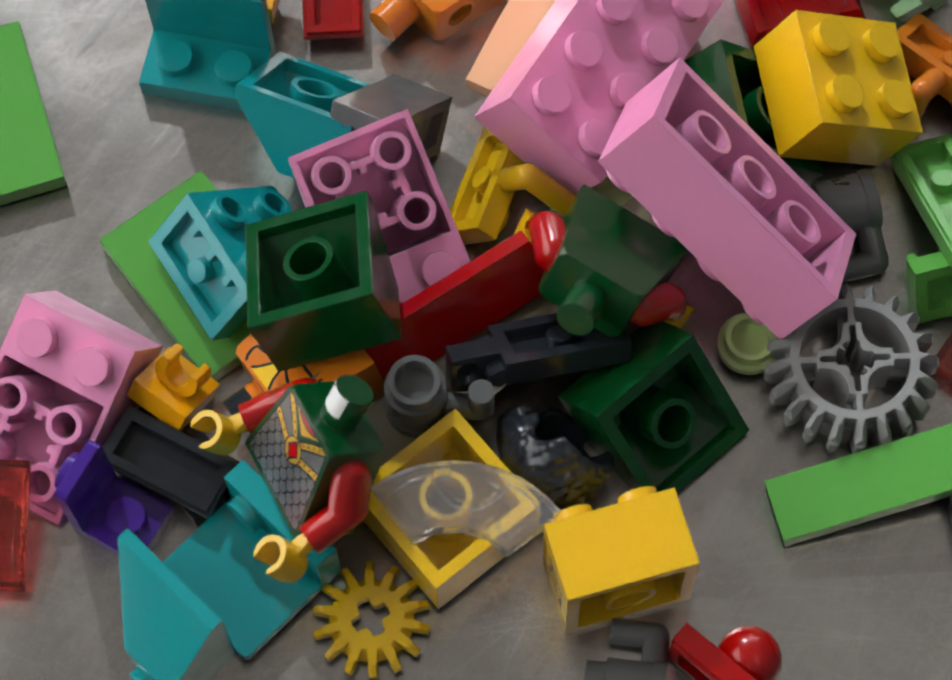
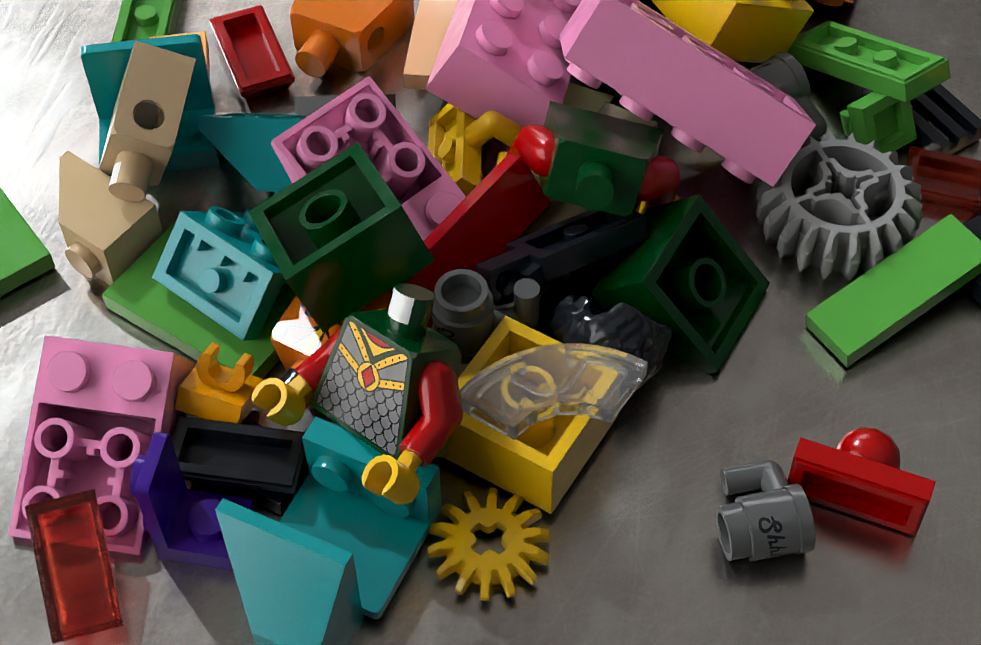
camera: 20 degrees left, 15 degrees down
(119, 157) = (98, 228): none -> tan slope
(194, 59) = (145, 132): none -> tan torso
(619, 558) = (712, 402): yellow brick -> none
(744, 345) = (737, 211): yellowish green plate -> none

